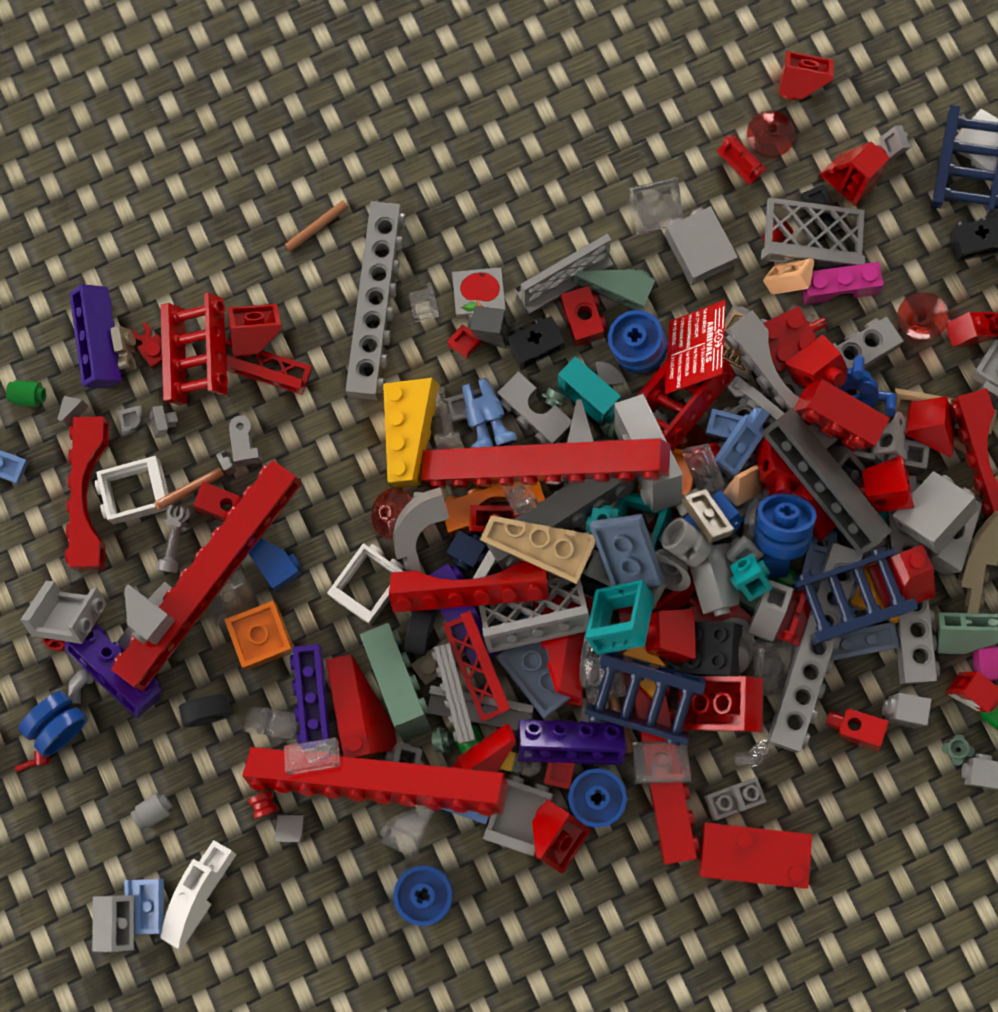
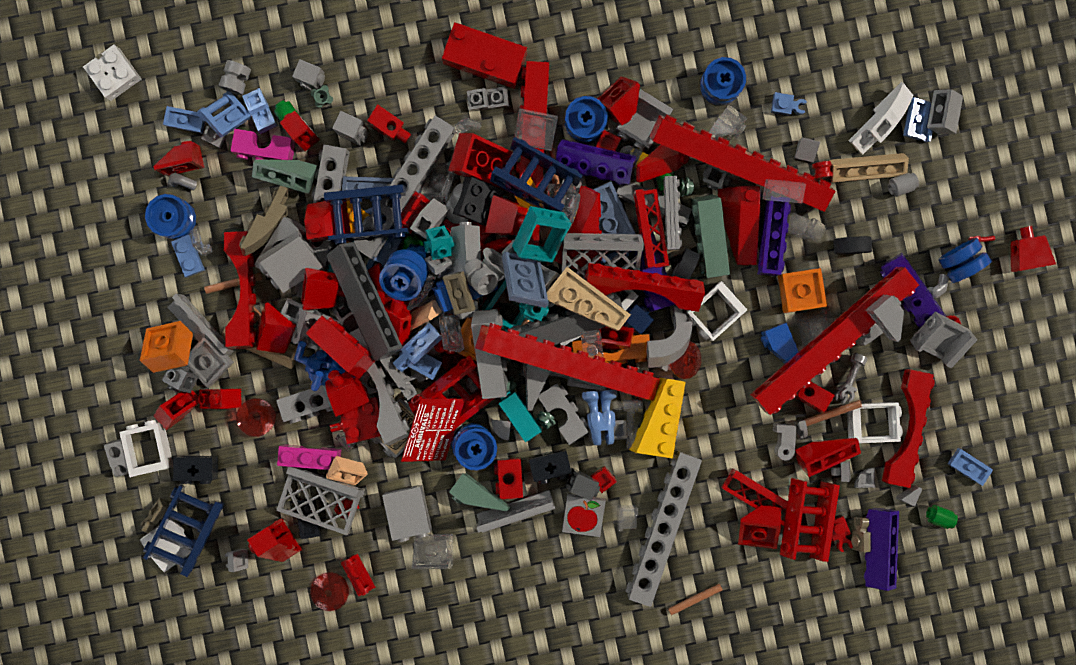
camera: 175 degrees left, 10 degrees up
(191, 433) = (825, 454): none -> red slope
(201, 826) = (869, 167): none -> tan slope
(333, 886) = (784, 104): none -> medium blue plate
(804, 75) = (291, 632): red slope -> none

